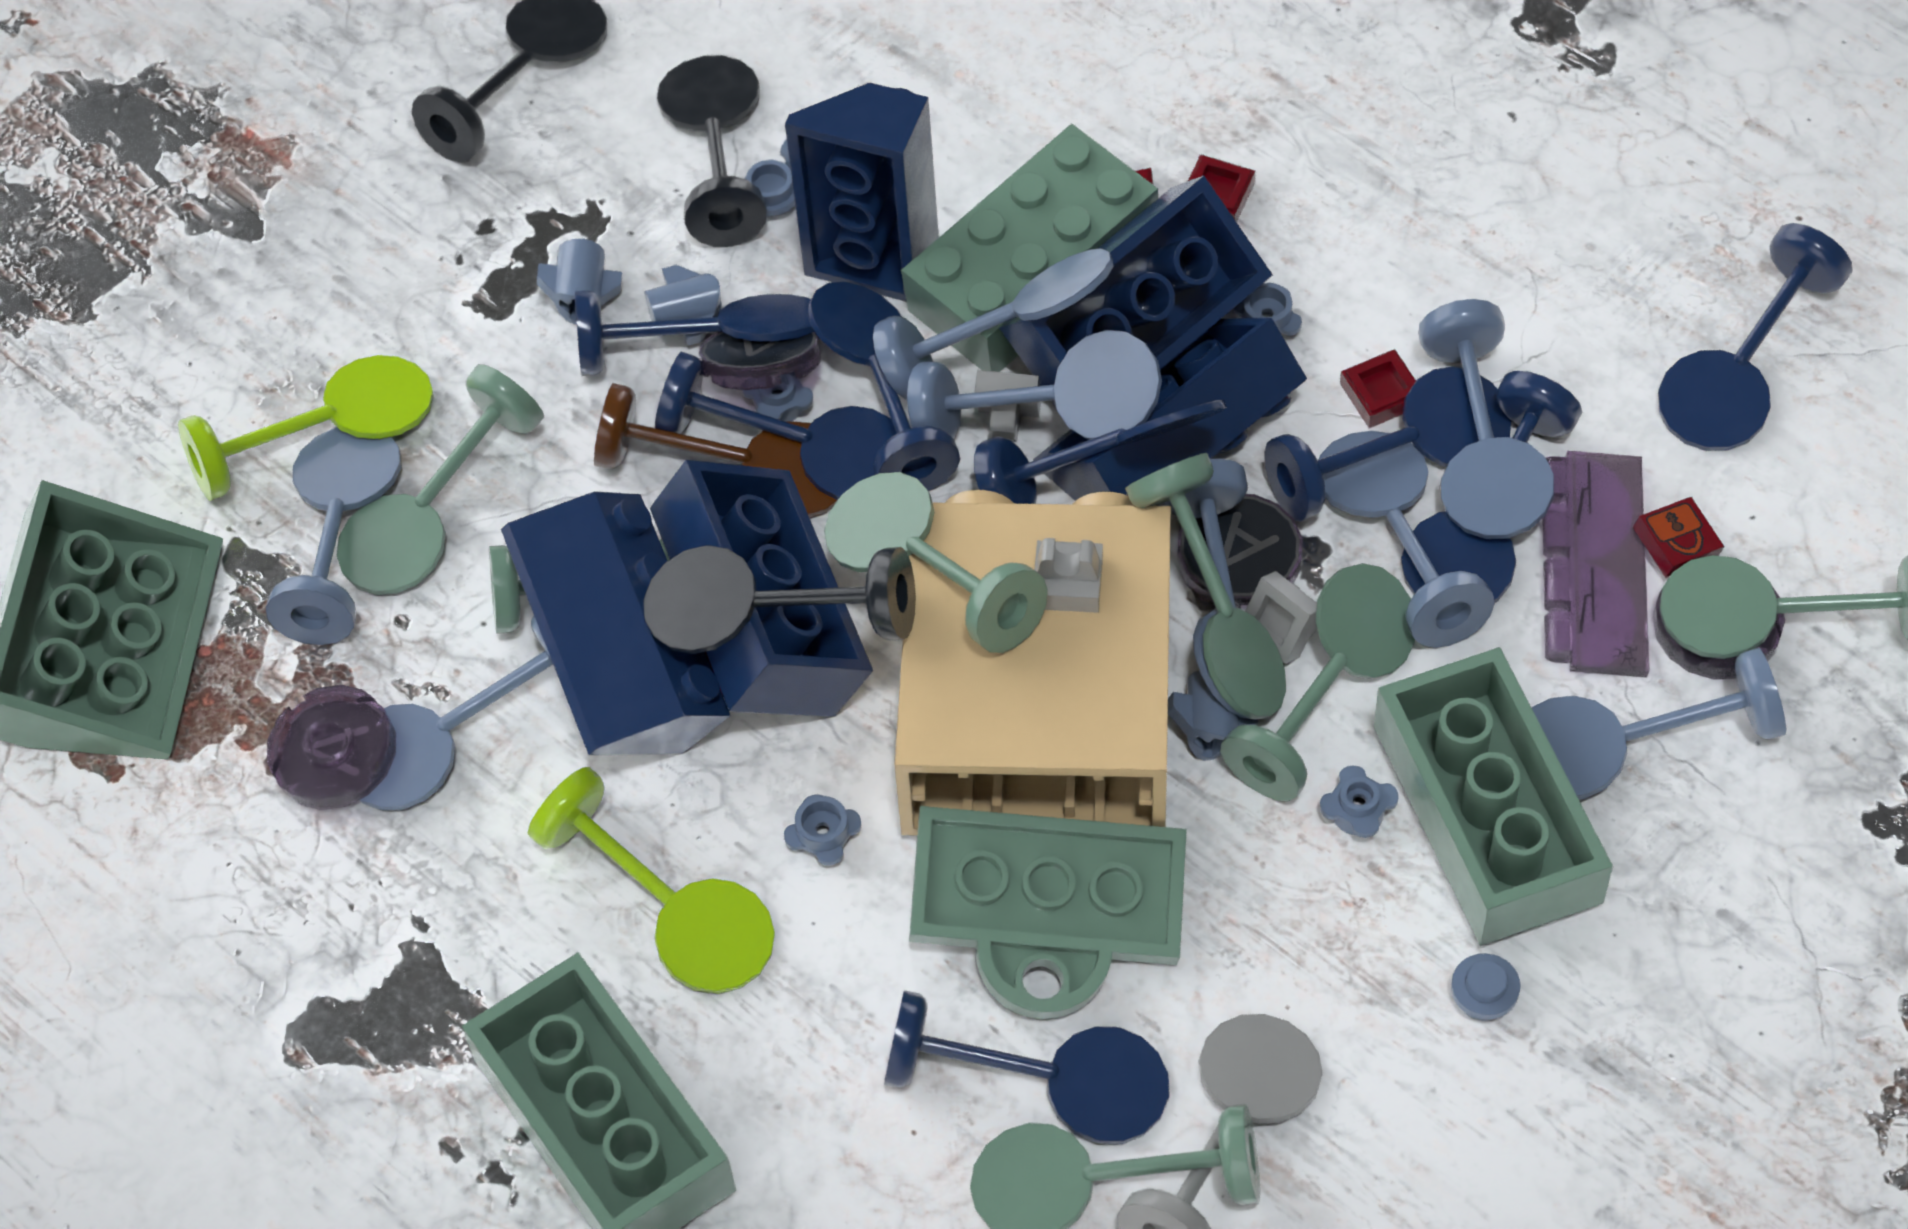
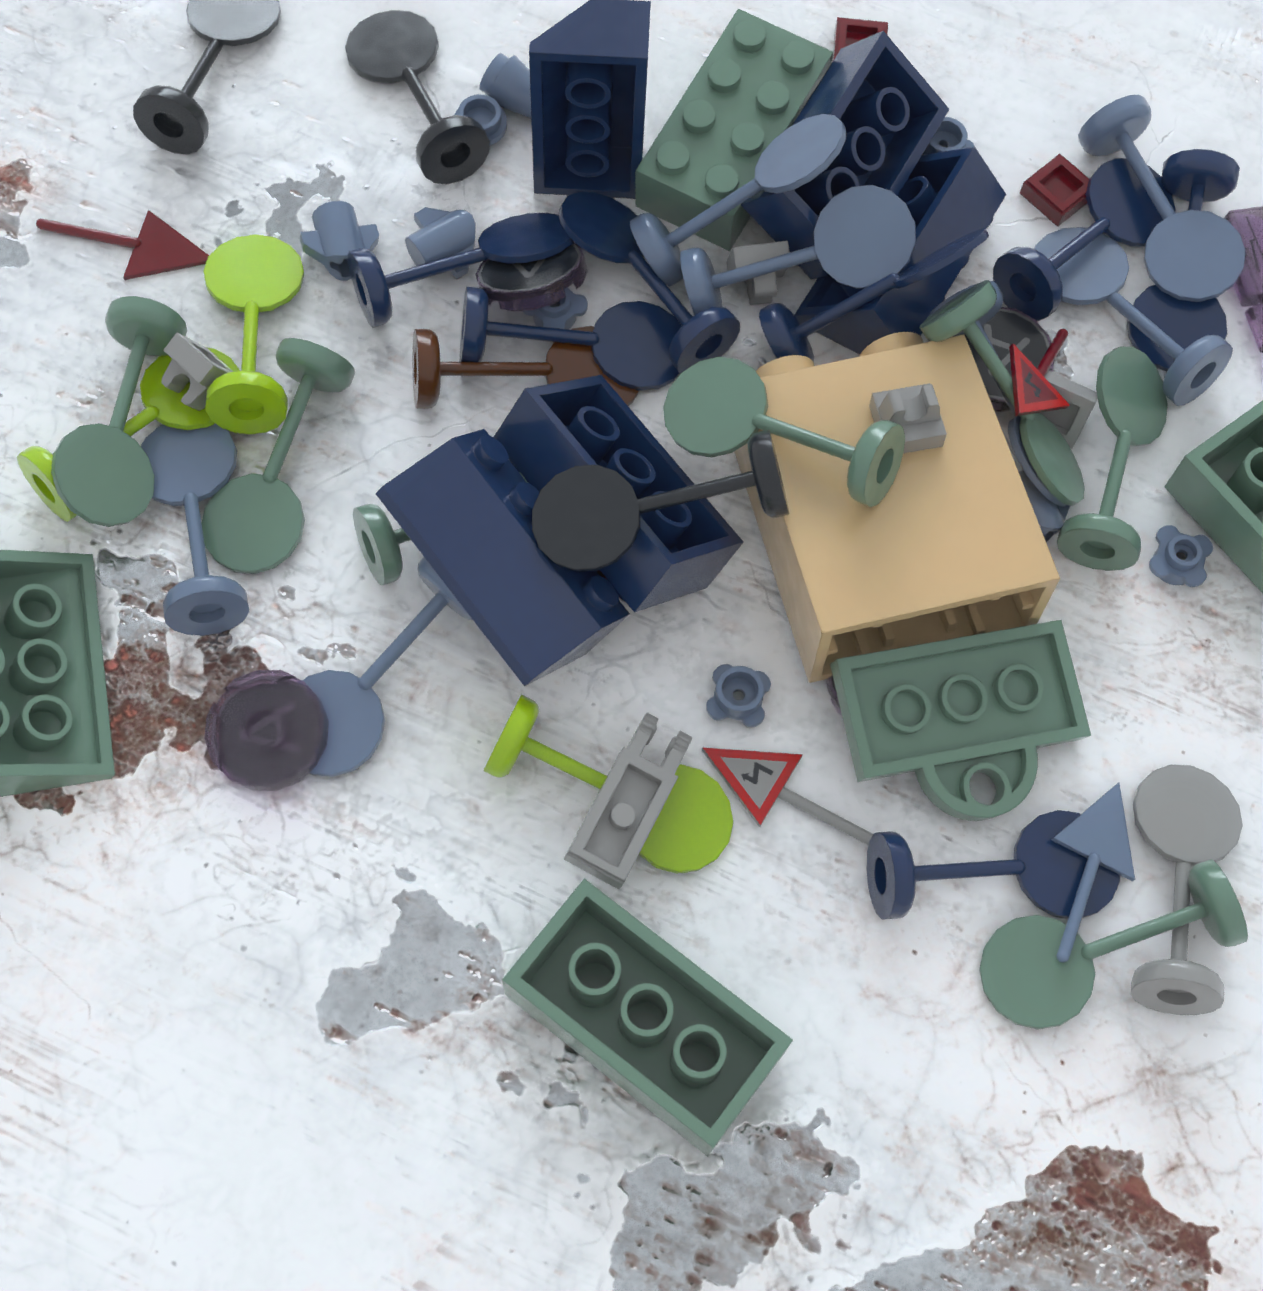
camera: 25 degrees left, 10 degrees up
(257, 454) = (98, 466): none -> sand green piece
(385, 381) = (193, 364): none -> light grey tile
(392, 254) = (154, 252): none -> dark red piece
(470, 299) = (250, 277): none -> lime piece
(657, 901) = (626, 807): none -> light grey hinge
(818, 917) = (760, 779): none -> piece
(1151, 1064) = (1103, 839): none -> sand blue piece
(1239, 583) = (1030, 387): none -> piece

